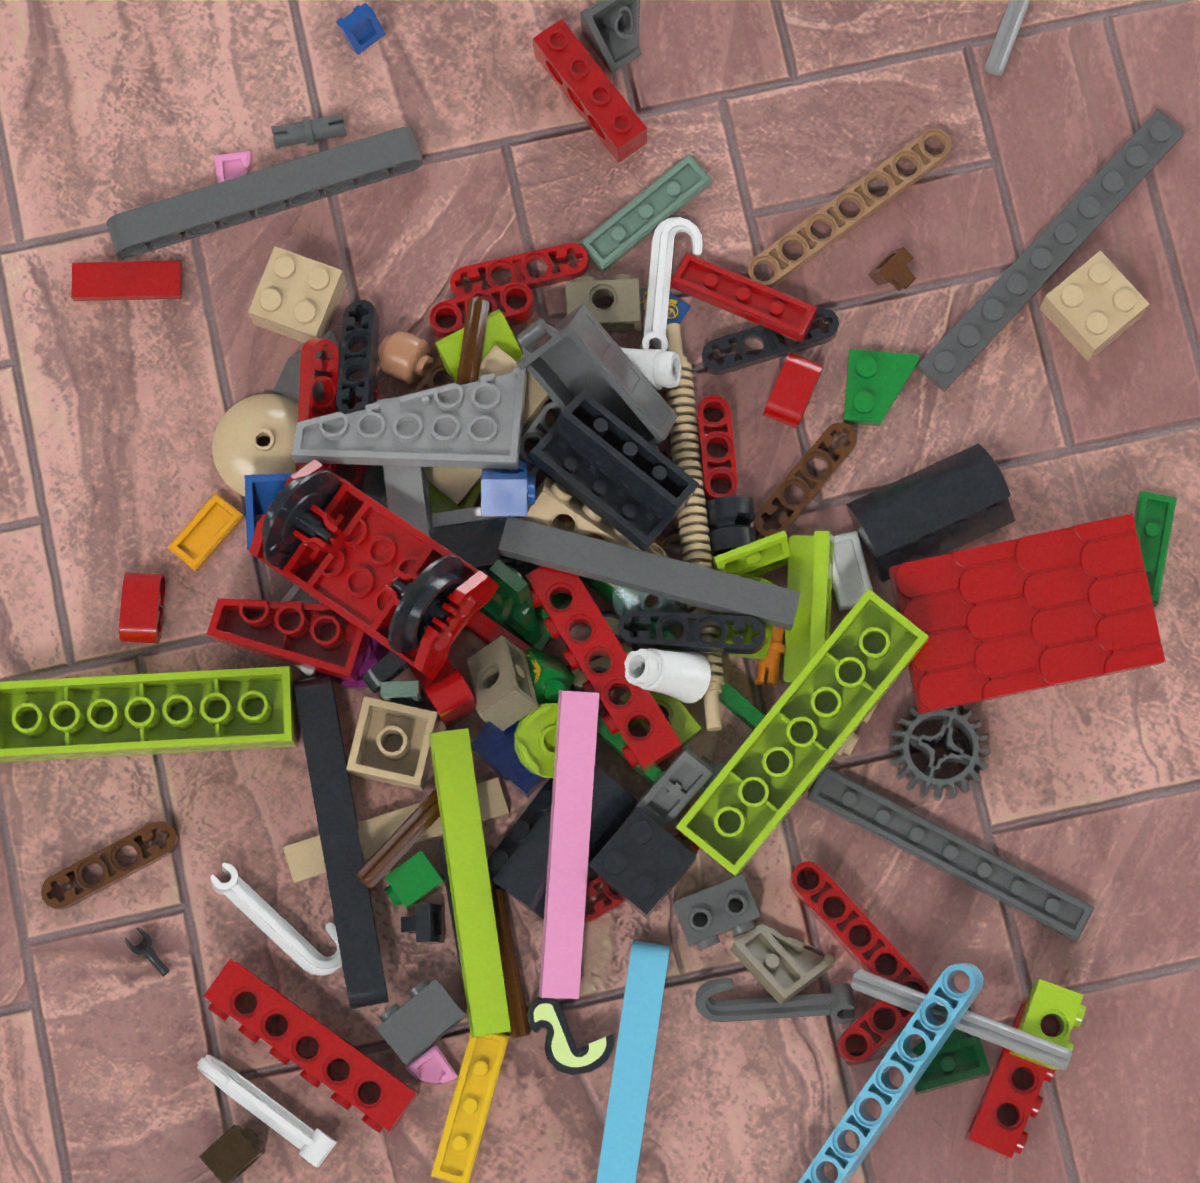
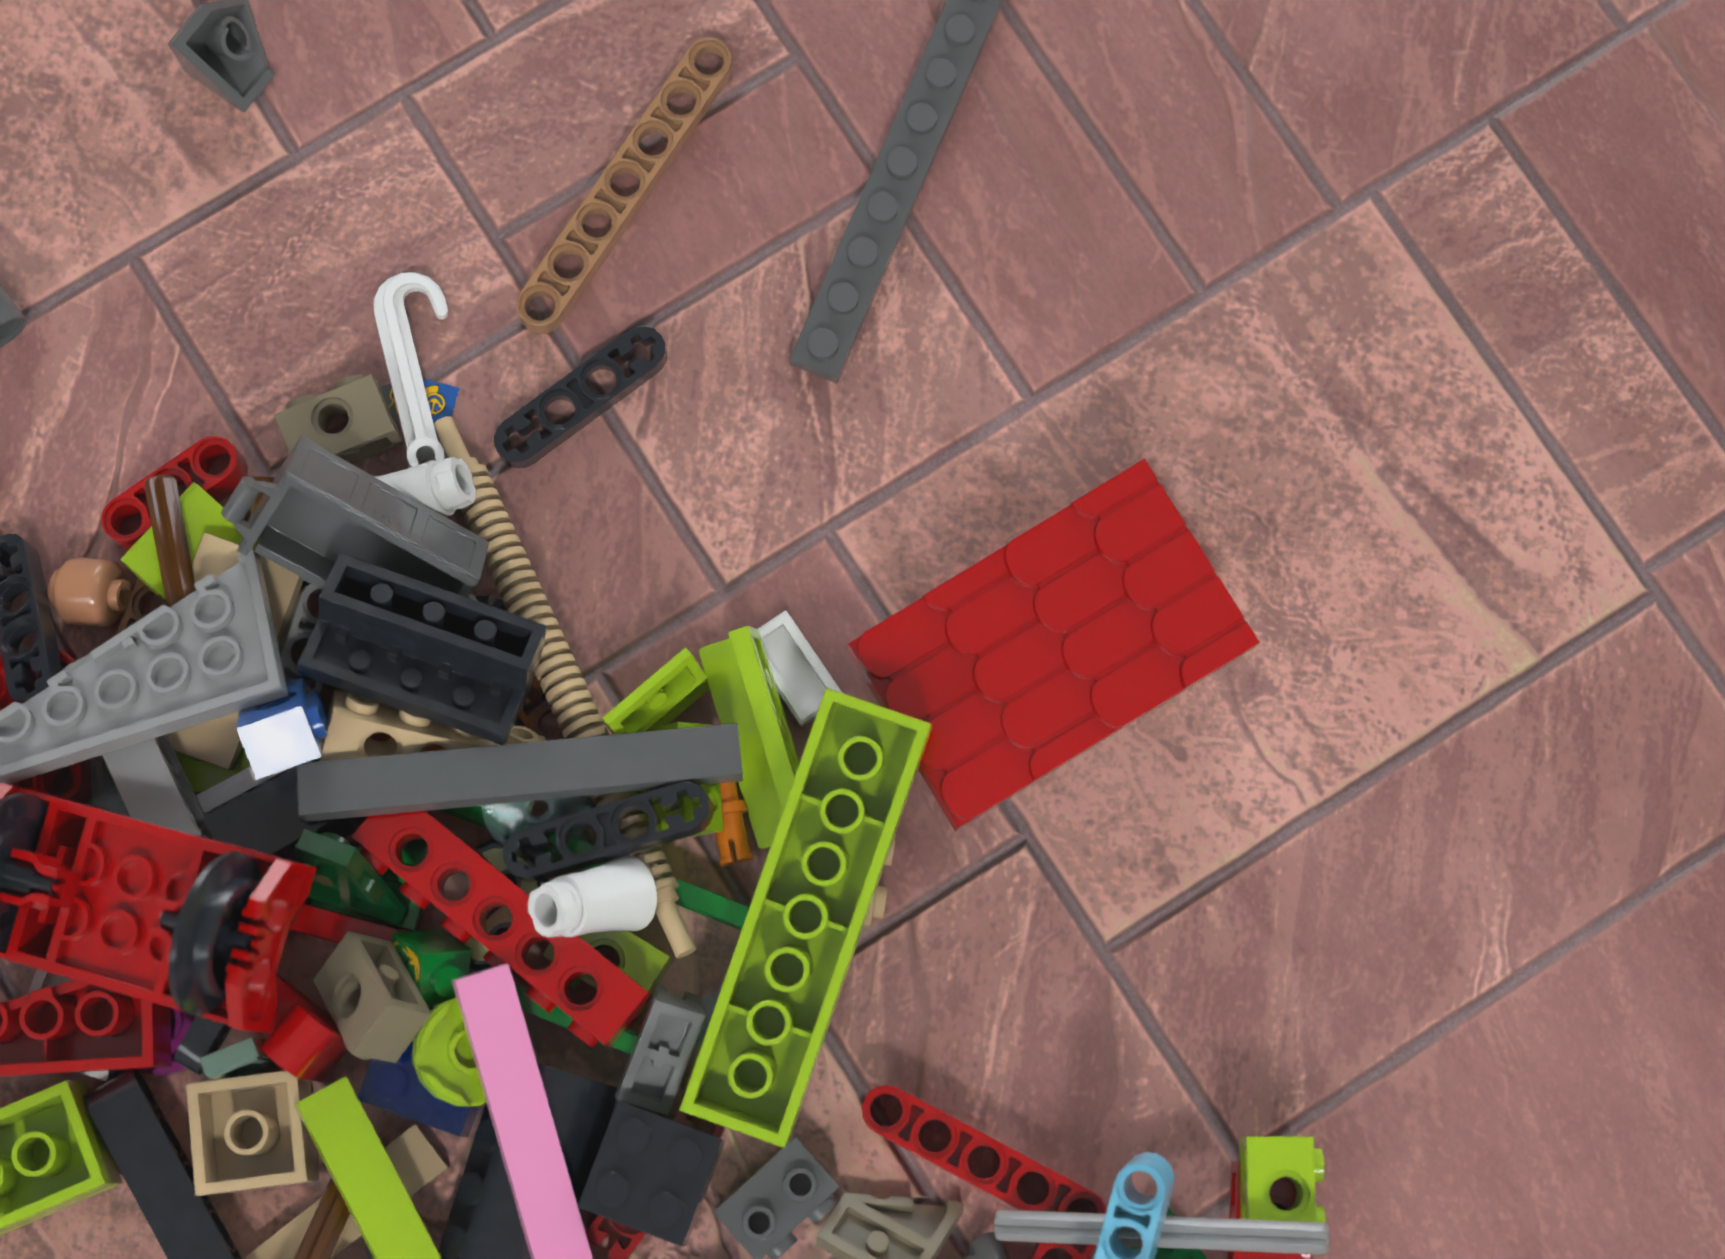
camera: 25 degrees left, 0 degrees up
(518, 267) = (205, 414): red beam -> none
(590, 90) = (220, 145): red brick -> none
(645, 213) = (352, 284): sand green tile -> none
(717, 433) = (553, 546): red beam -> none
(730, 523) = (612, 660): black wheel -> none
(744, 297) = (524, 350): red tile -> none
(793, 390) = (634, 452): red beam -> none
(801, 478) = (687, 566): reddish brown beam -> none
(874, 384) = (741, 405): green wing -> none
(894, 270) = (713, 244): reddish brown tile -> none
(932, 510) = (877, 547): black brick -> none
(951, 854) = (1065, 1001): dark grey tile -> none
(956, 755) = (1026, 866): dark grey gear -> none
(1094, 305) = (993, 200): tan brick -> none
(1153, 526) = (1176, 461): green tile -> none

